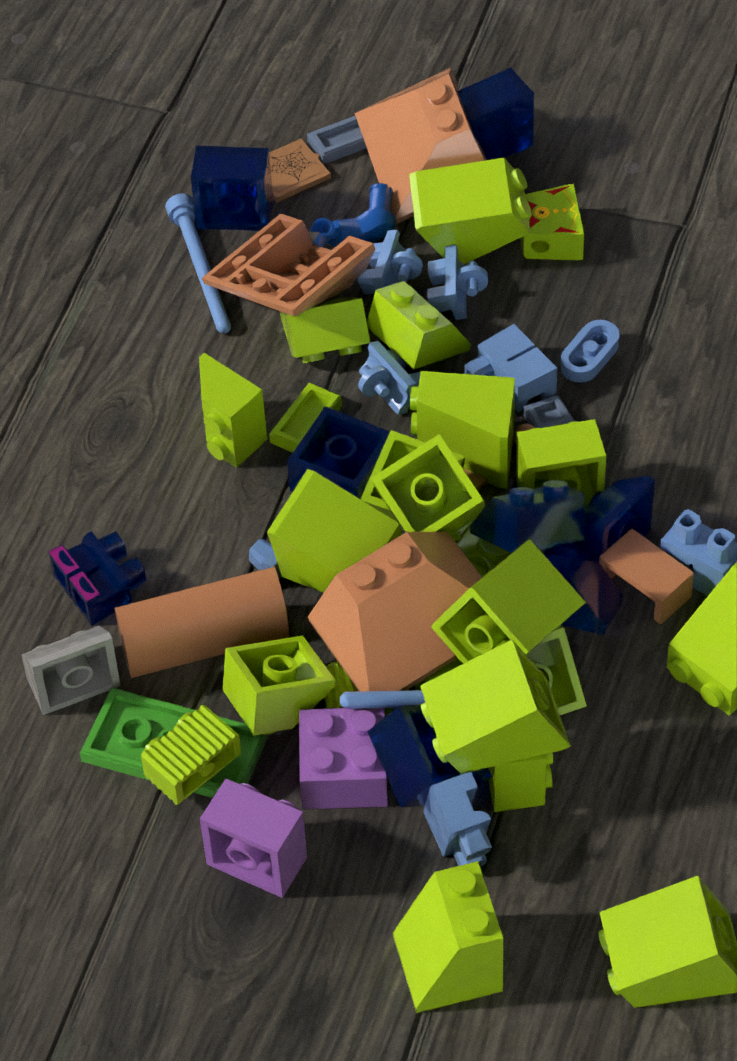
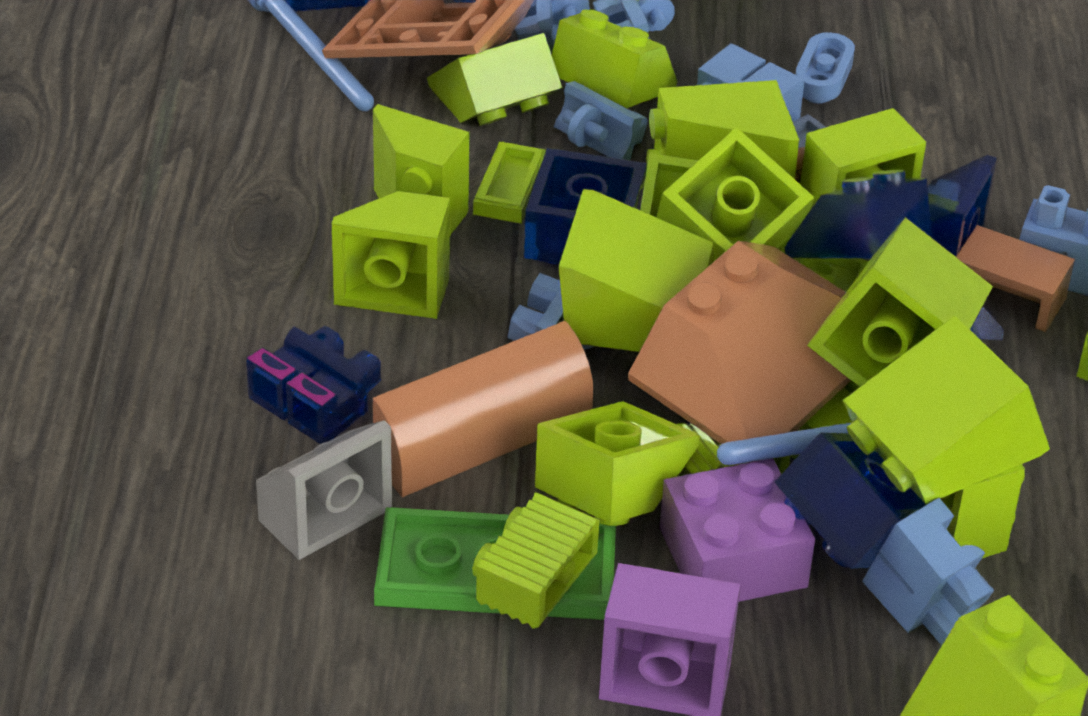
camera: 20 degrees left, 10 degrees down
(184, 480) = (393, 254): none -> lime slope

